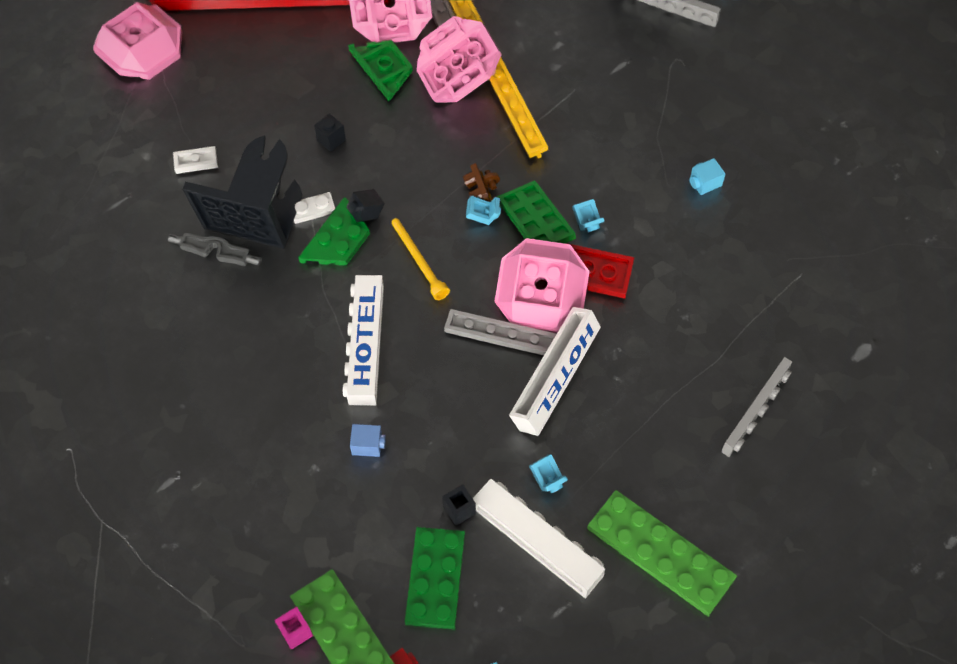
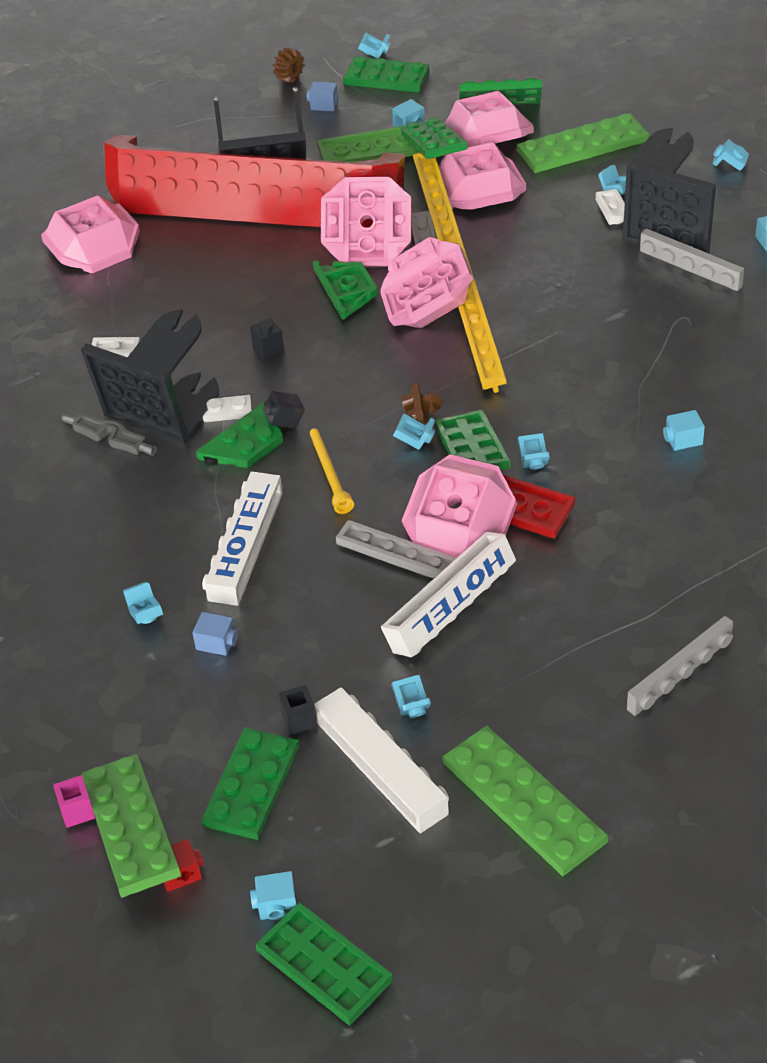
camera: 15 degrees right, 15 degrees down
(296, 421) = (142, 604): none -> medium azure bracket

